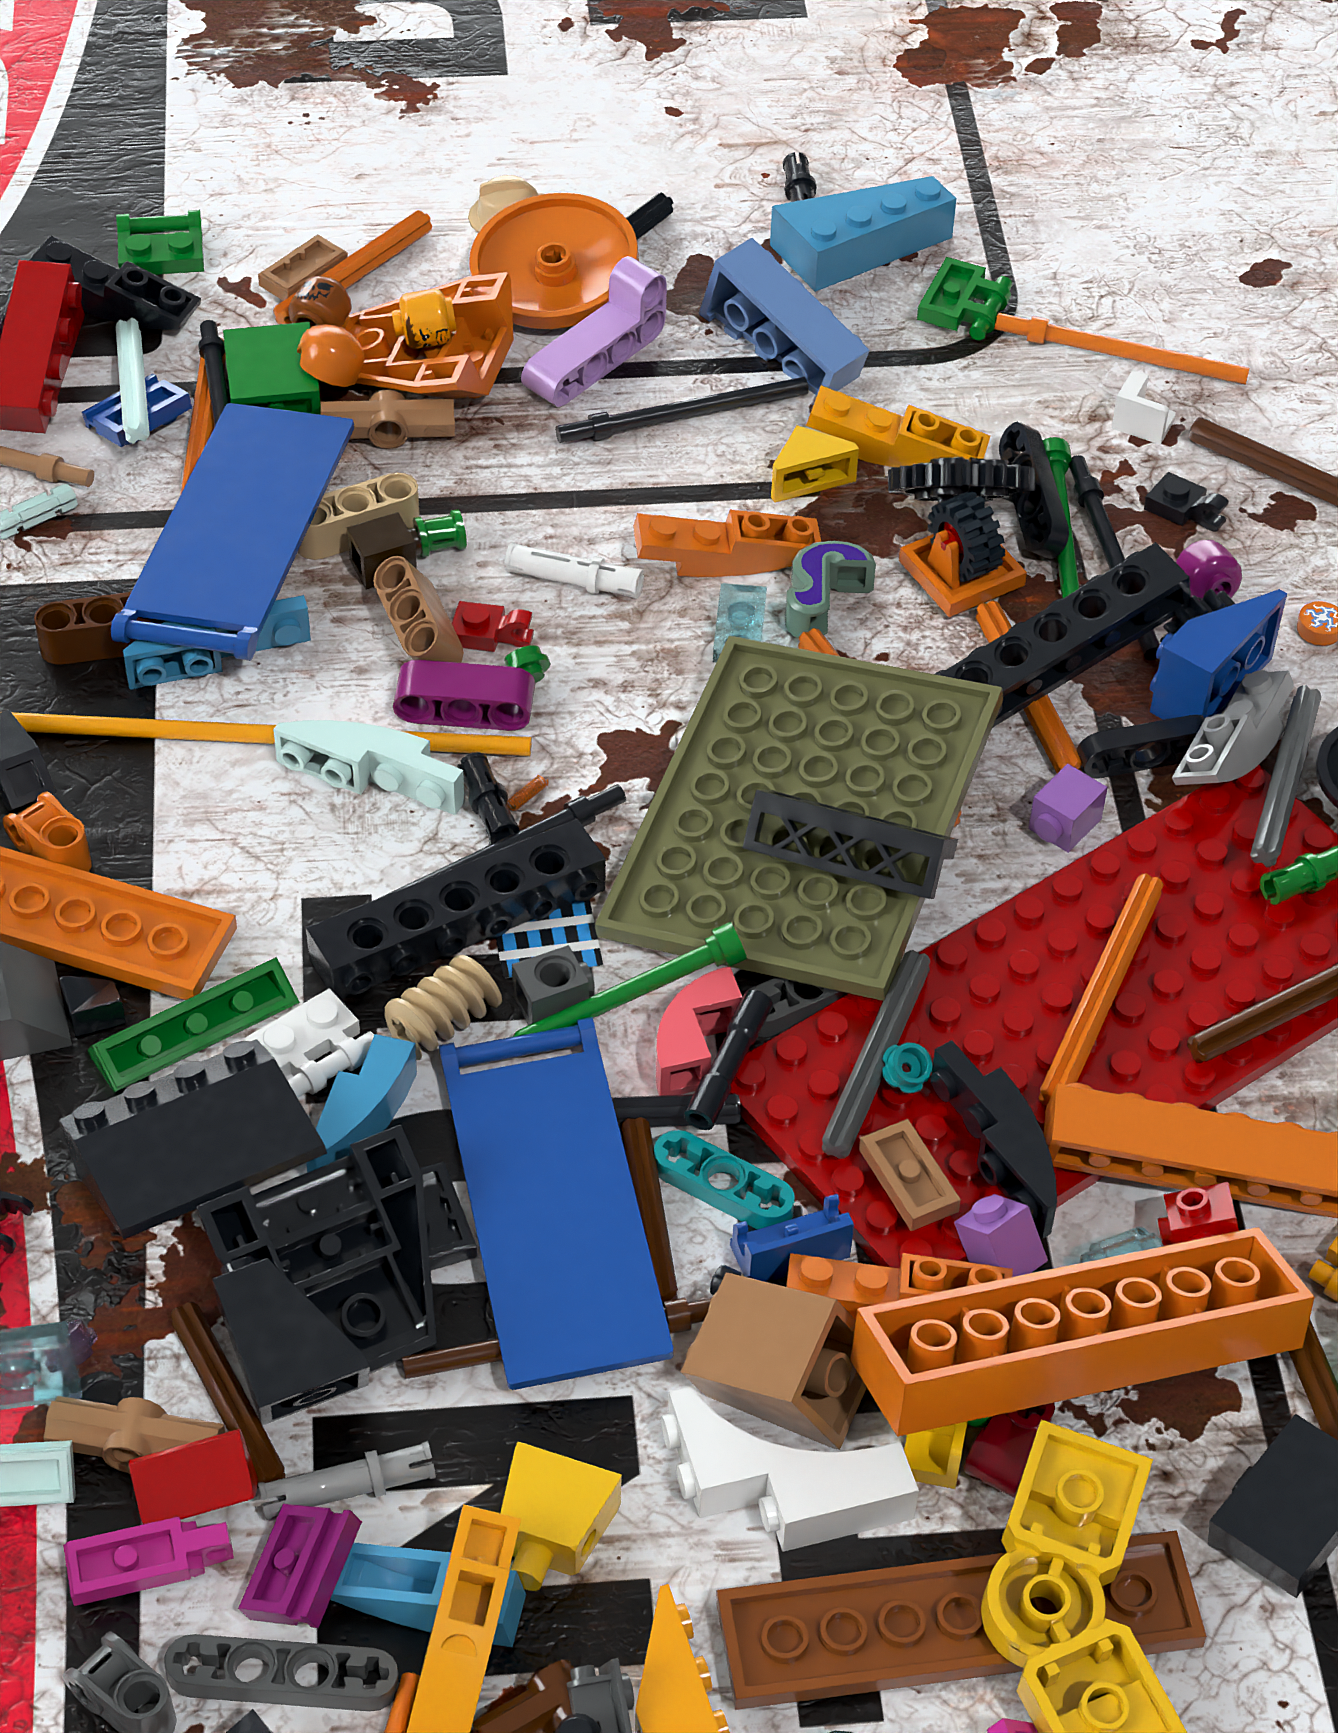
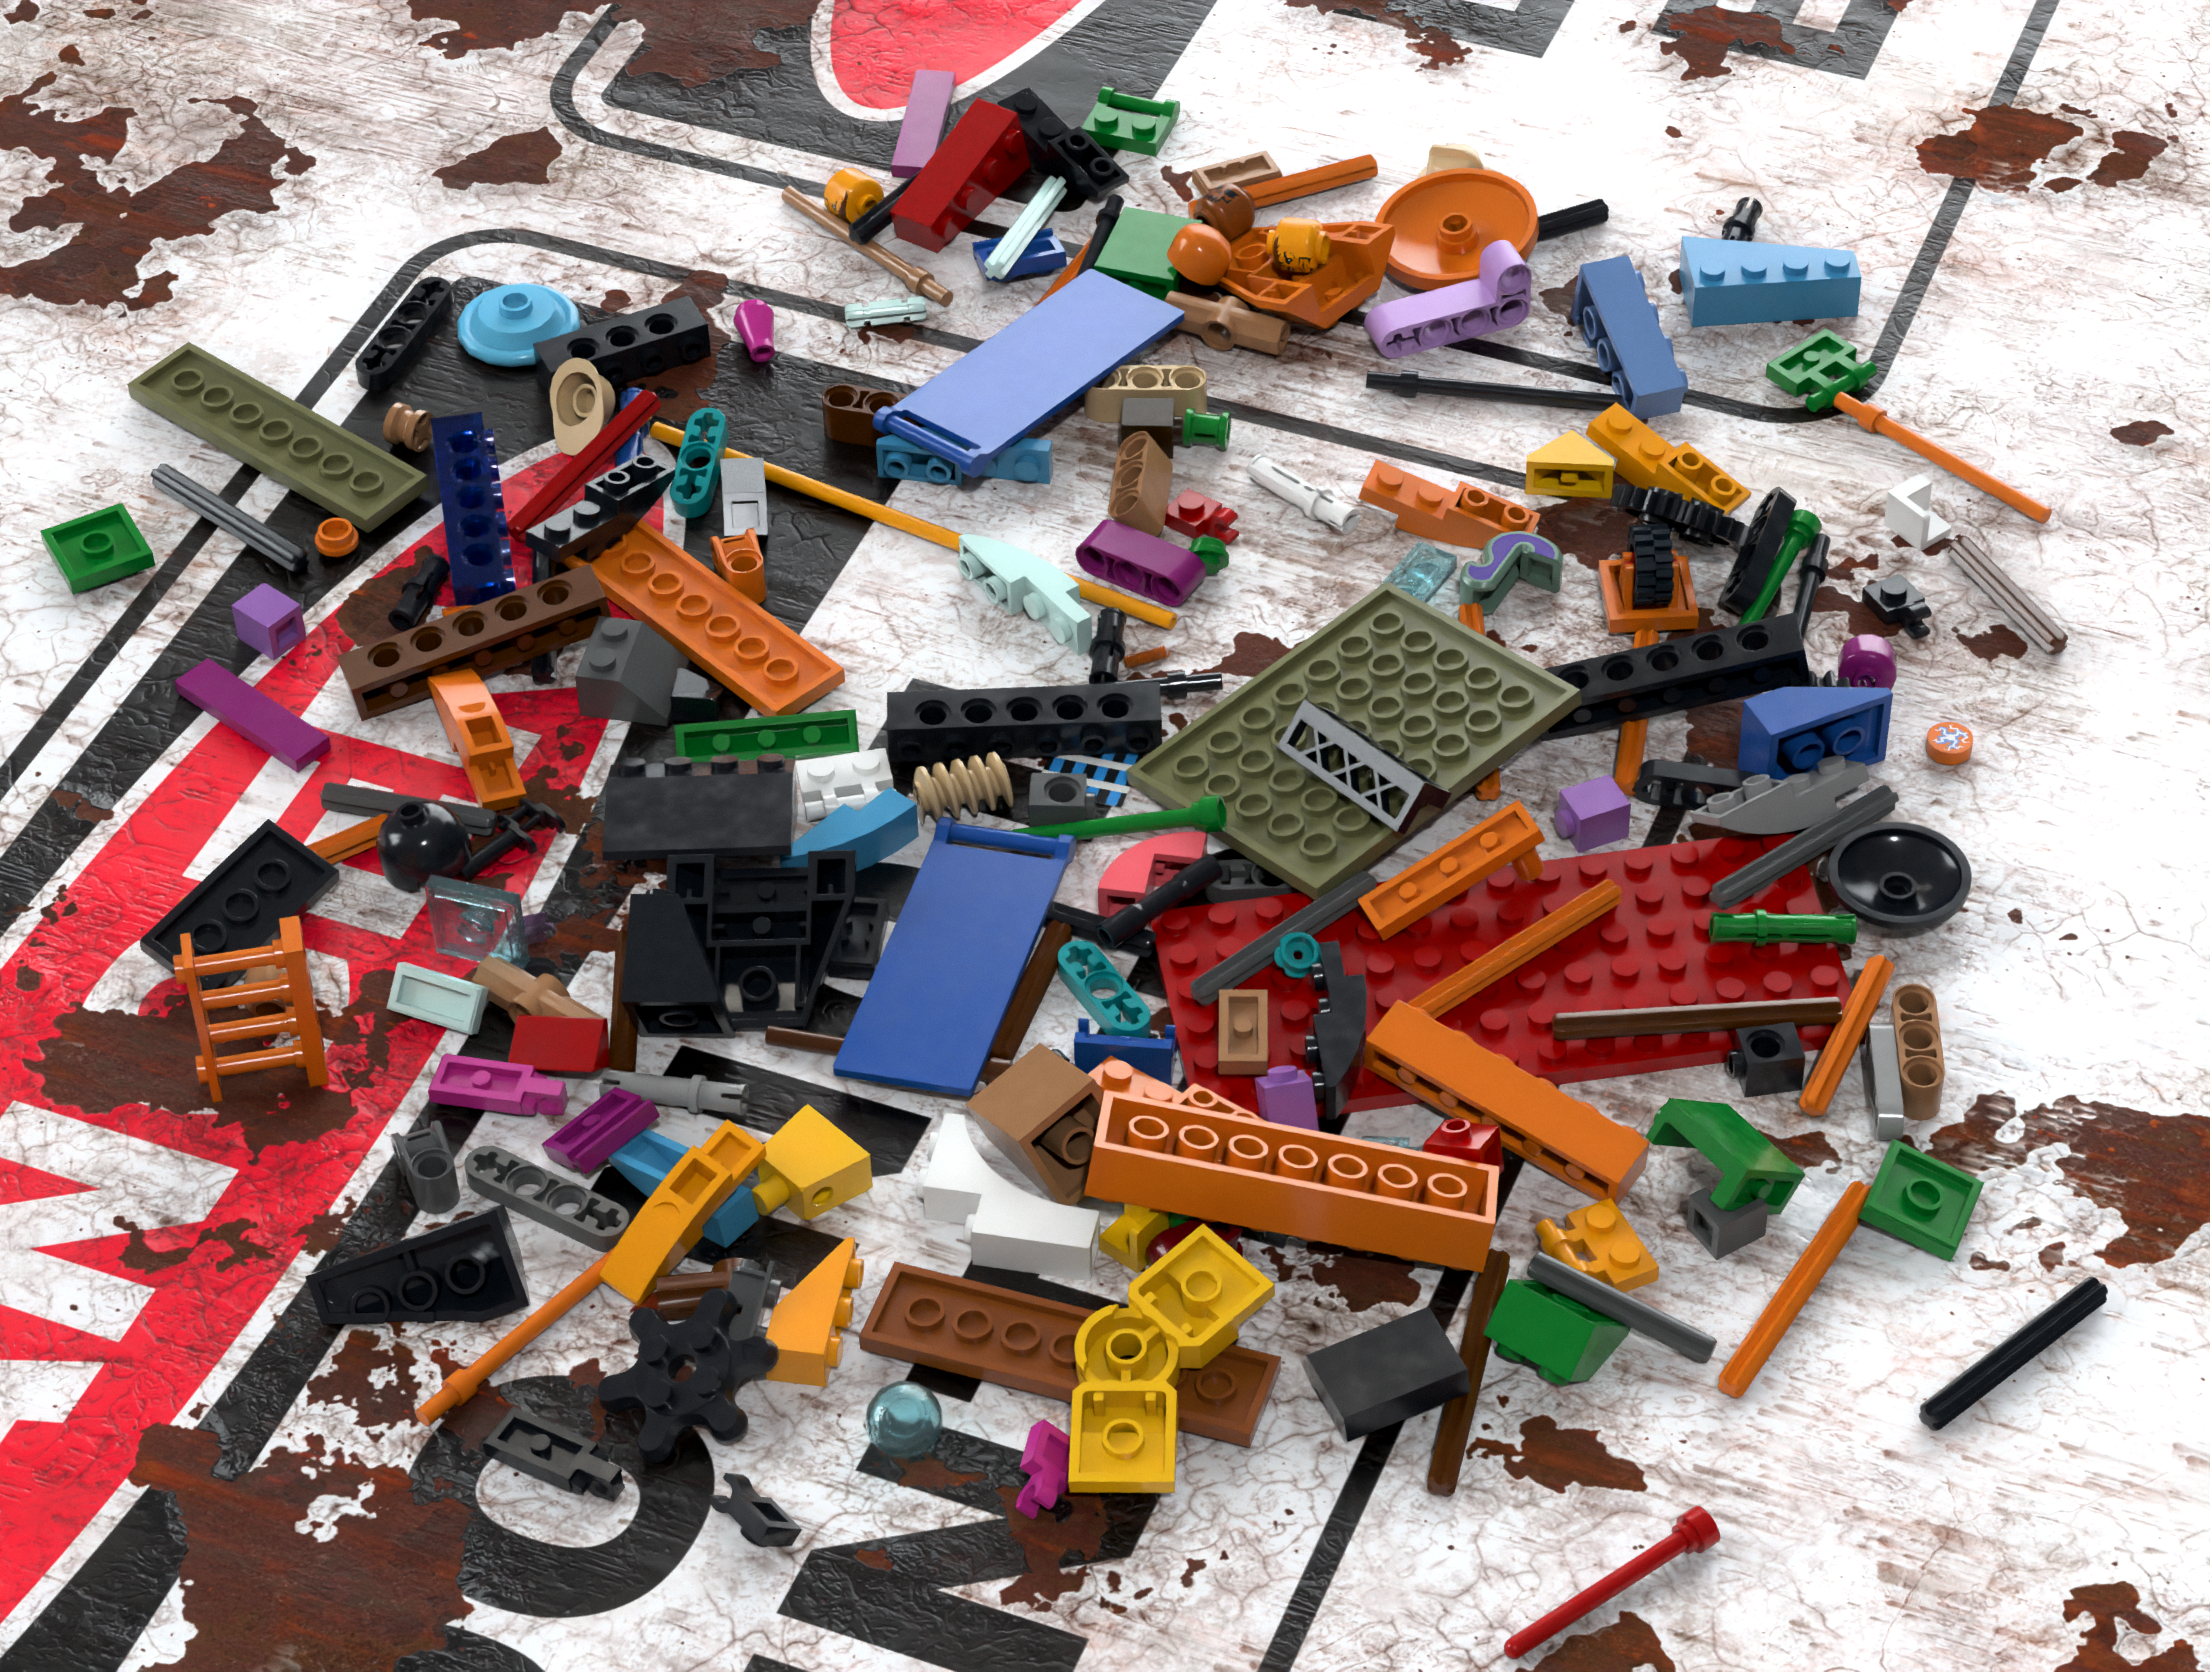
camera: 30 degrees right, 5 degrees down
(1004, 920) = (1455, 868): none -> orange piece

